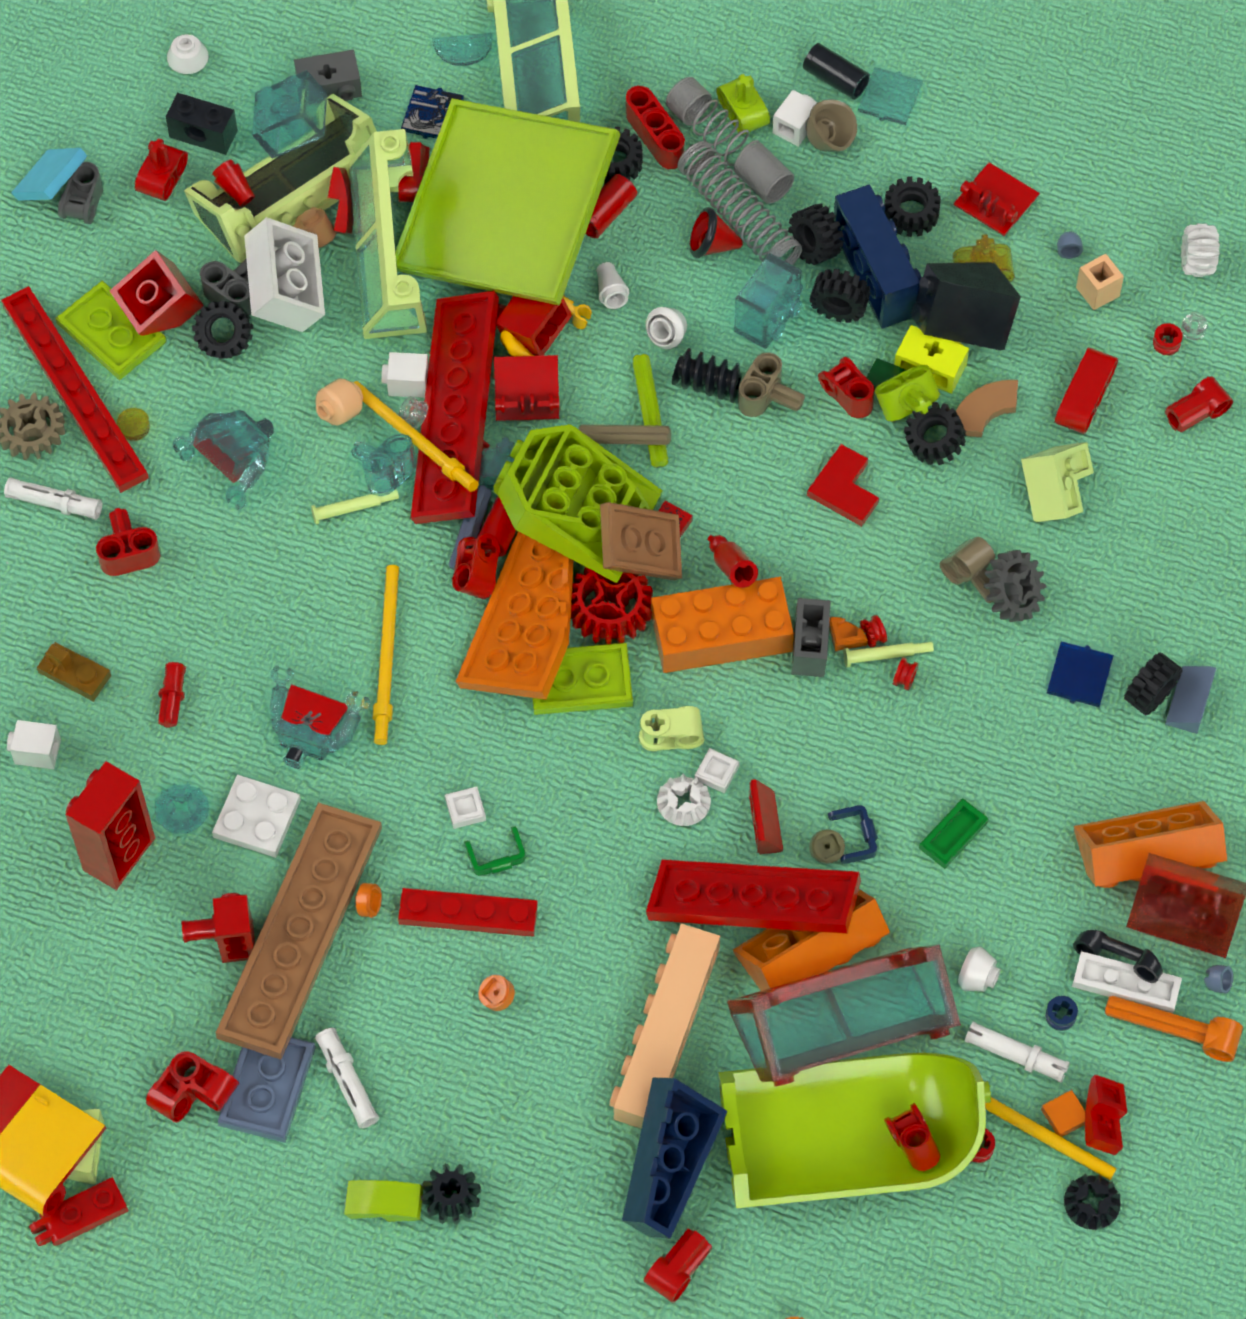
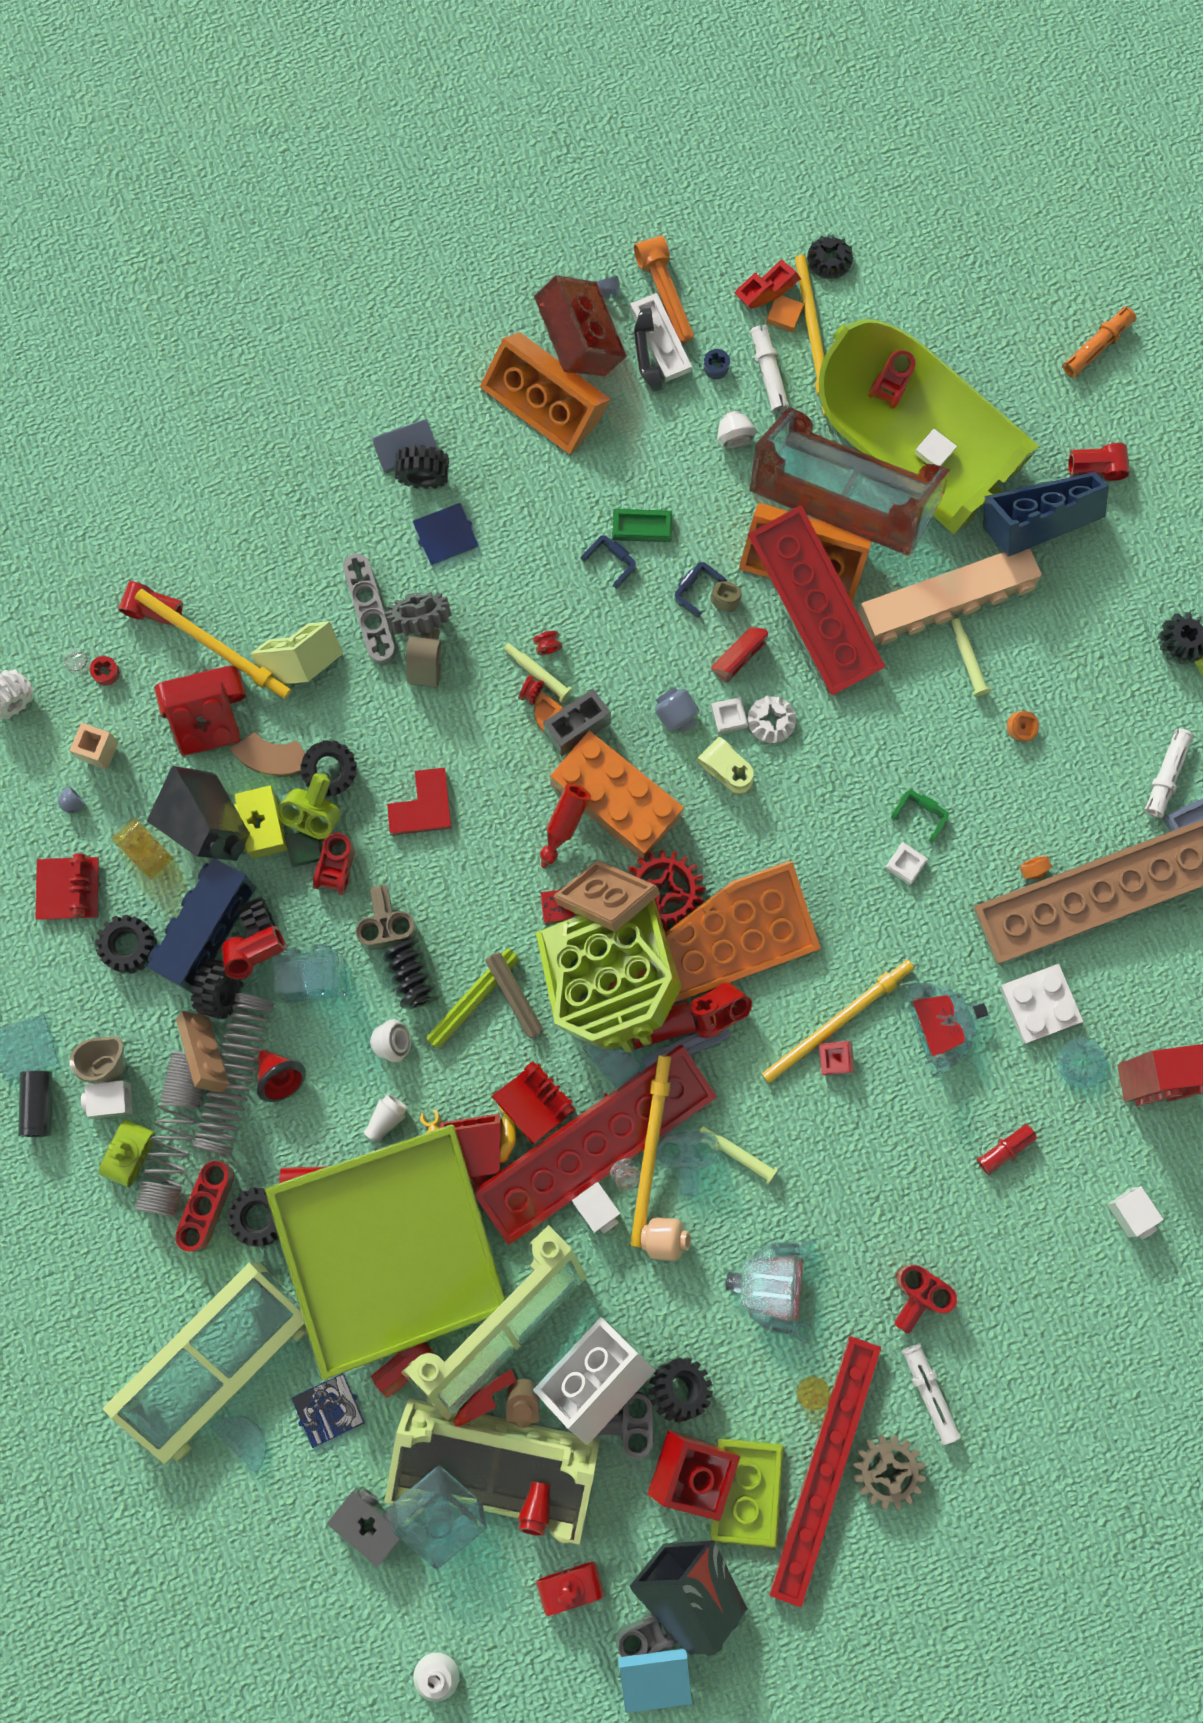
camera: 130 degrees left, 15 degrees up
(74, 671) = (1050, 1243): pearl gold hinge -> none
(79, 230) = (691, 1595): none -> black slope
(201, 123) = (498, 1595): black brick -> none
(229, 926) = (1149, 935): red brick -> none
(358, 627) = (837, 1058): none -> tile
(468, 912) = (981, 796): red plate -> none
(589, 680) = (728, 854): lime tile -> none
(595, 1002) = (969, 659): none -> yellowish green piece
(756, 726) = (676, 710): none -> sand blue head
(770, 186) = (202, 1051): none -> medium nougat plate
(814, 1127) = (935, 449): none -> white tile
(821, 256) = (242, 953): none -> red piece
(945, 795) = (618, 551): none -> dark blue piece
(1056, 368) = (206, 702): none -> red brick
(1058, 437) = (260, 676): none -> yellow bar
(1061, 558) = (369, 609): none -> light grey beam

